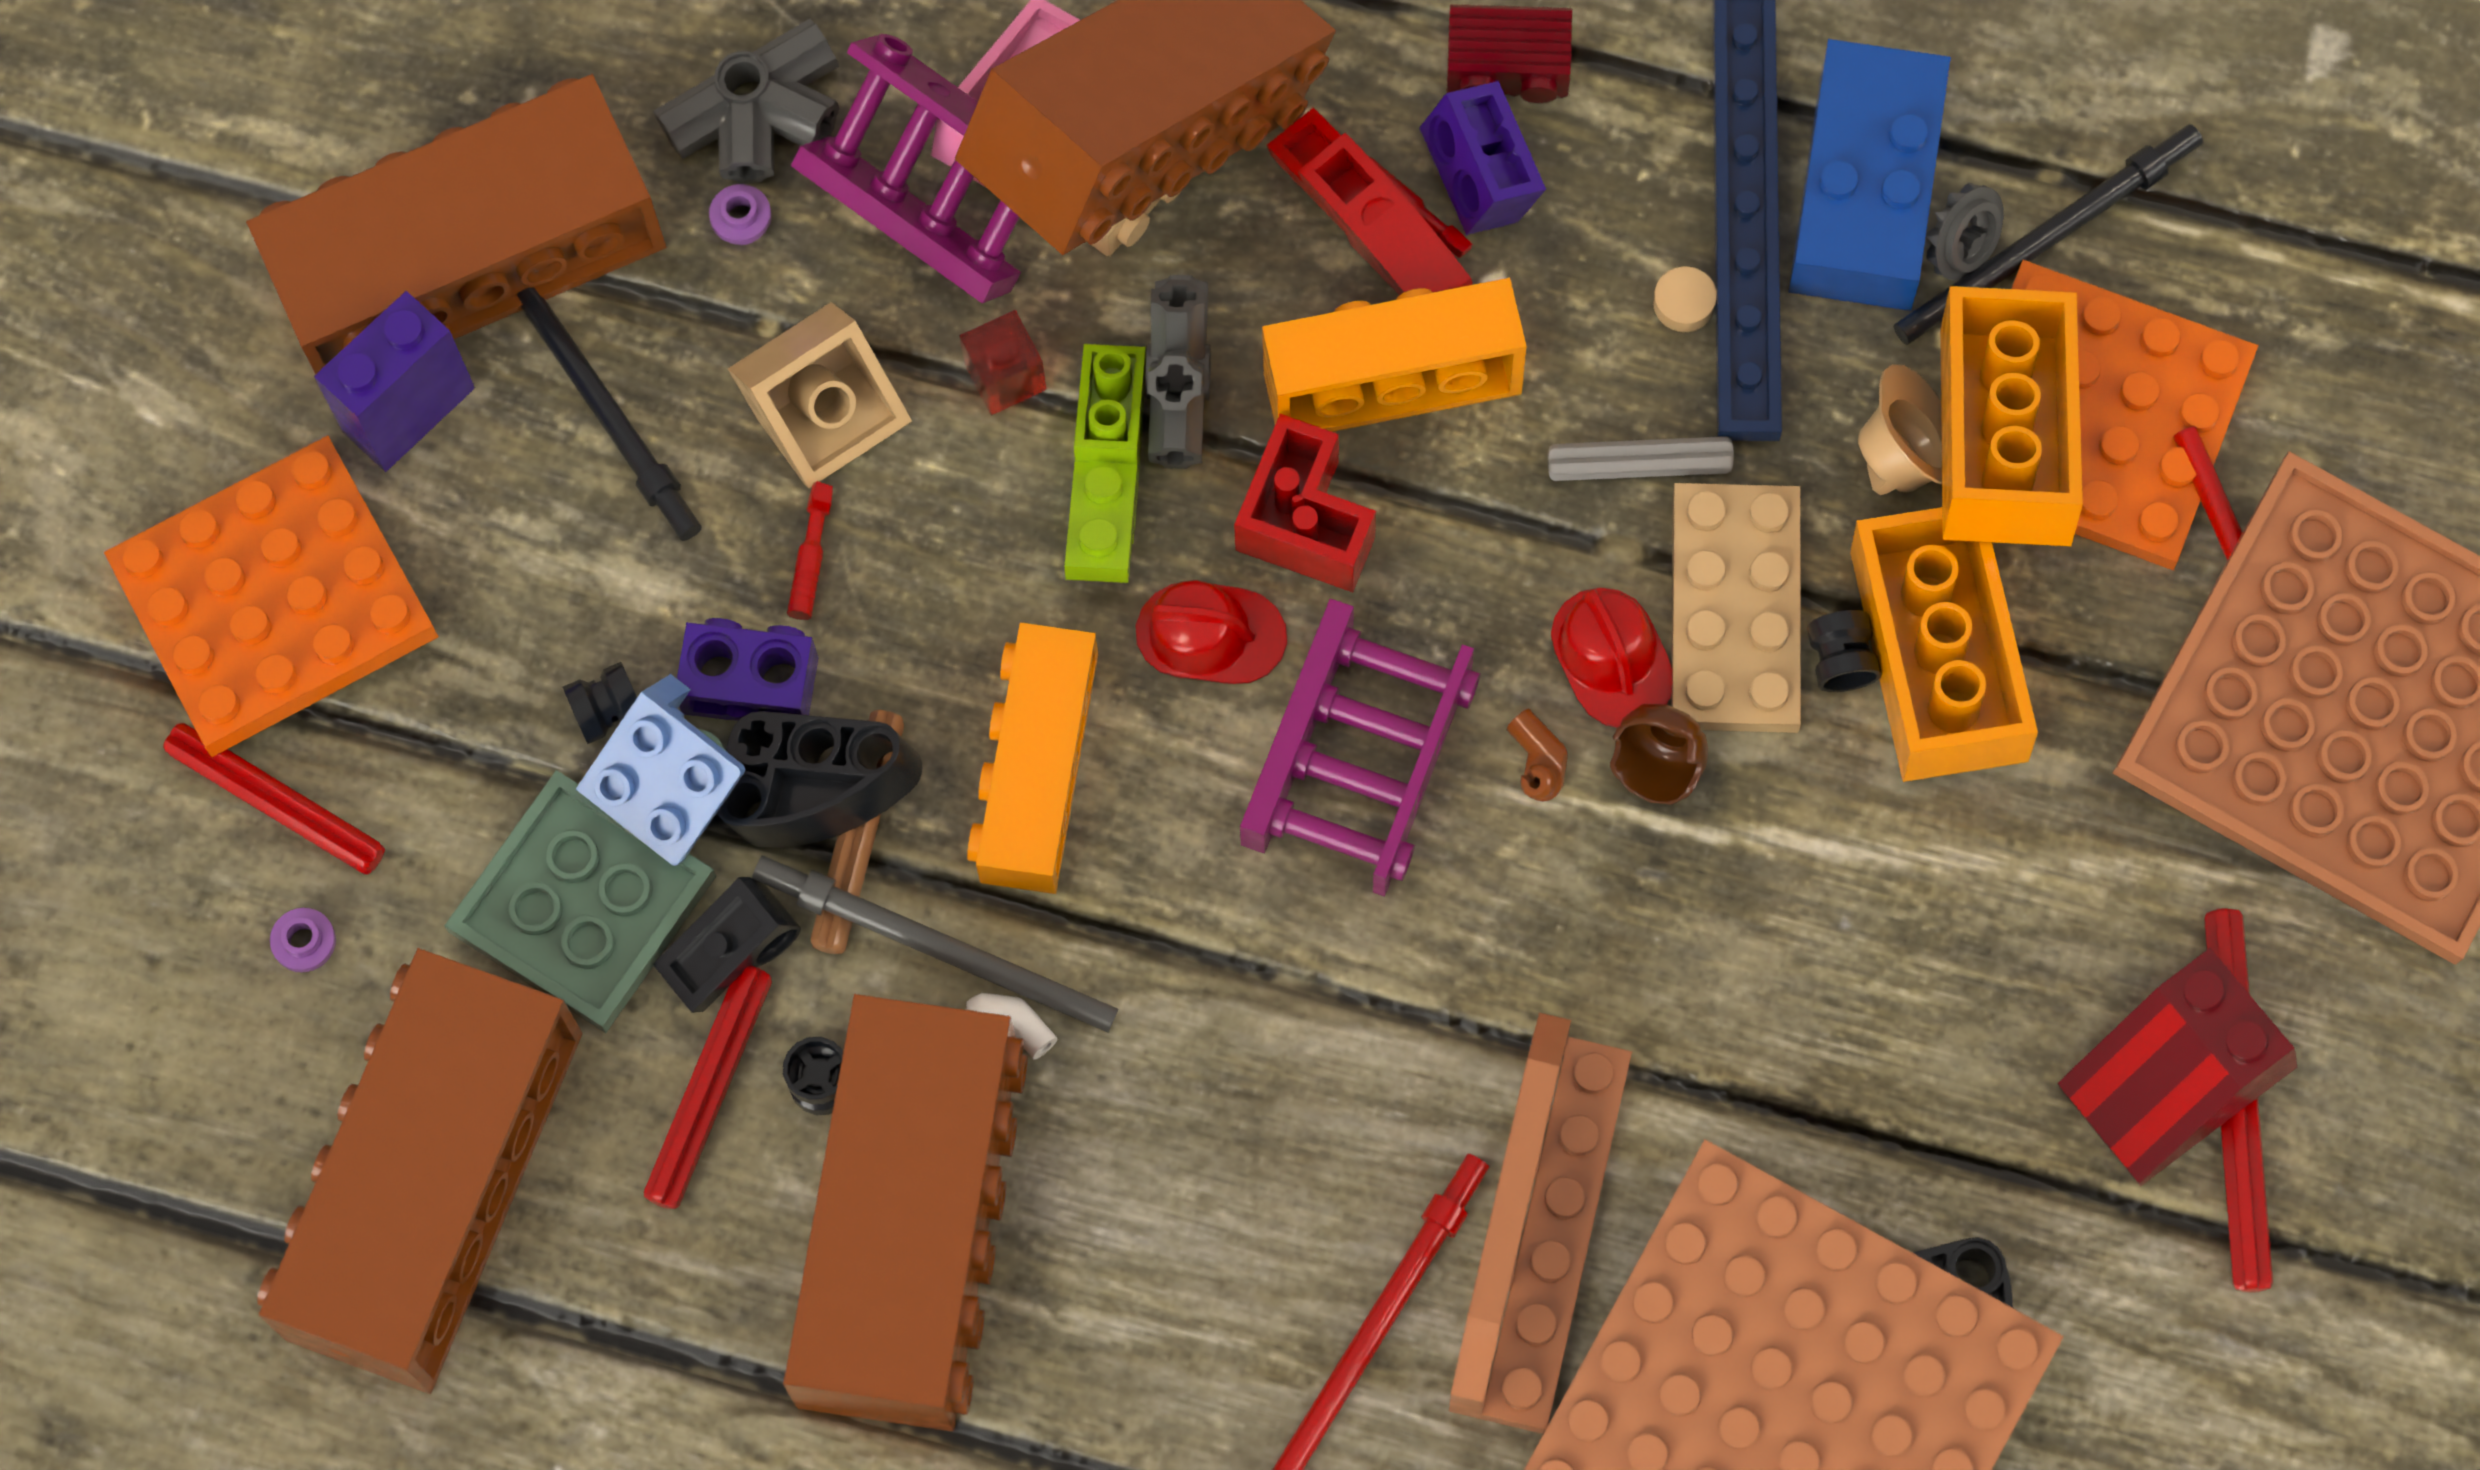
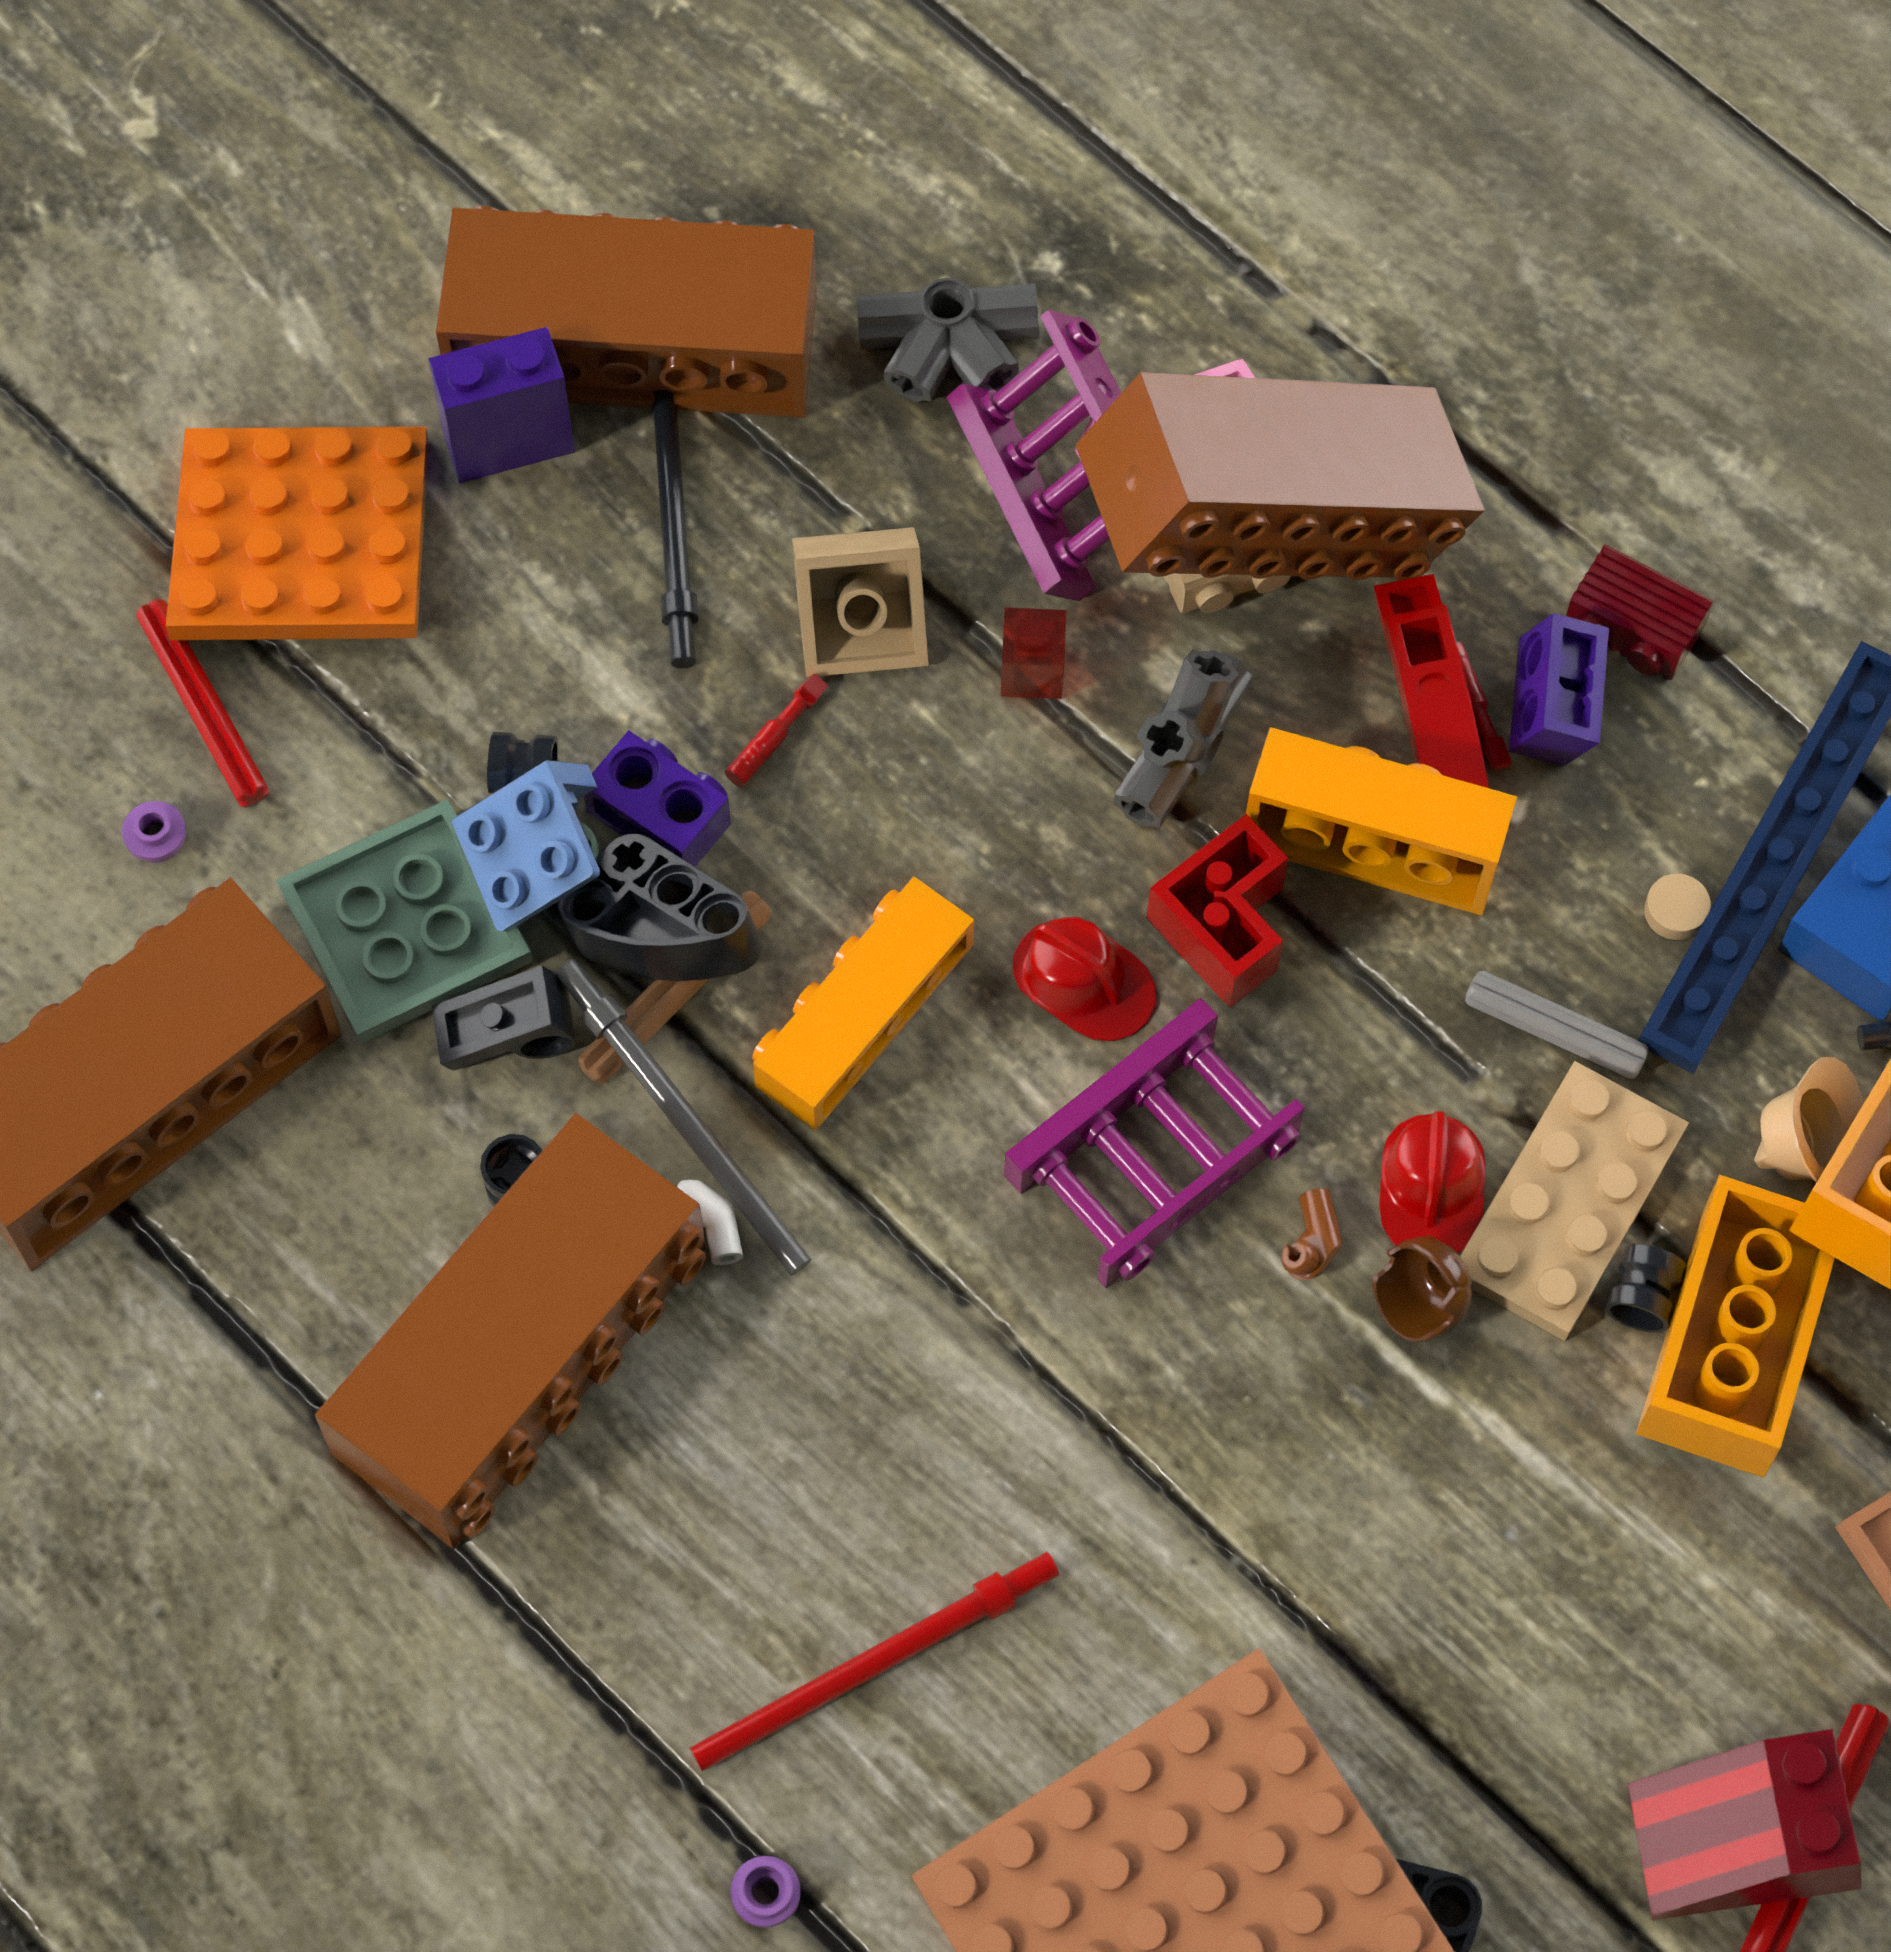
camera: 25 degrees right, 5 degrees down
(707, 1088) = (416, 1136): red axle -> none
(745, 229) = (884, 433): medium lavender plate -> none
(1106, 463) = (1073, 787): lime slope -> none
(1555, 1230) = (1086, 1665): nougat plate -> none

